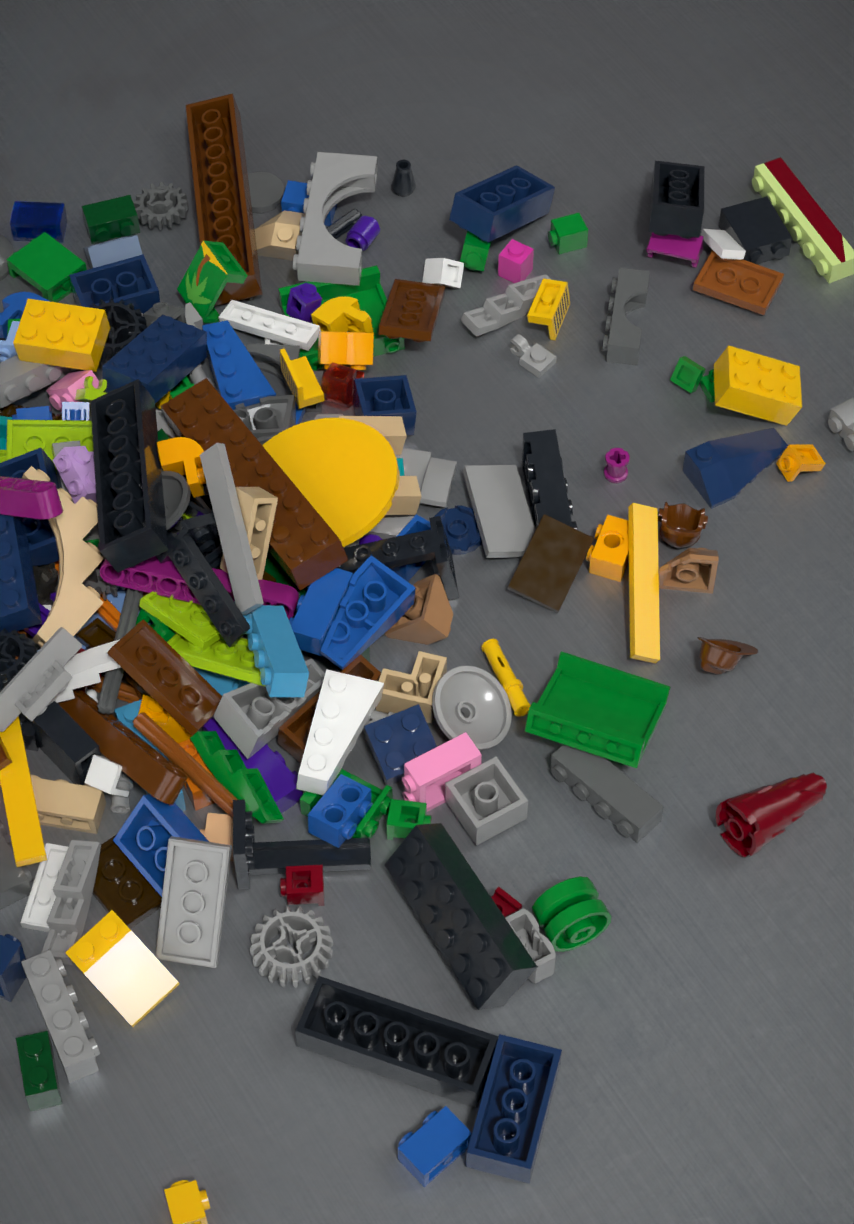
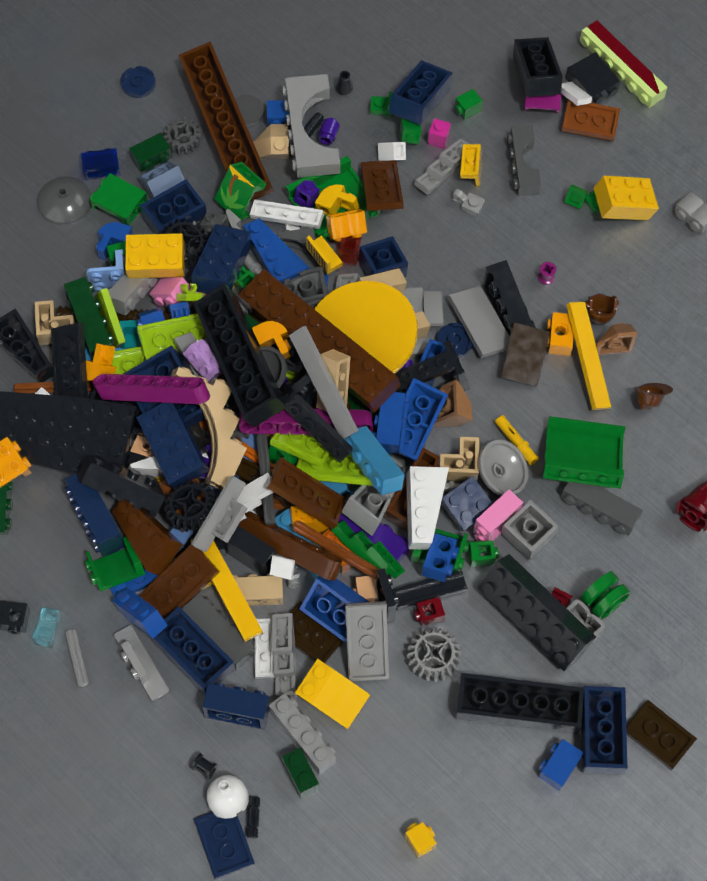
camera: 15 degrees left, 10 degrees up
(125, 134) = (138, 82): none -> dark blue tile
(440, 217) = (380, 105): none -> green bracket
(602, 1138) = (660, 735): none -> dark brown tile
(730, 463) = (620, 257): dark blue wedge -> none
(799, 458) = (664, 245): light orange bracket -> none

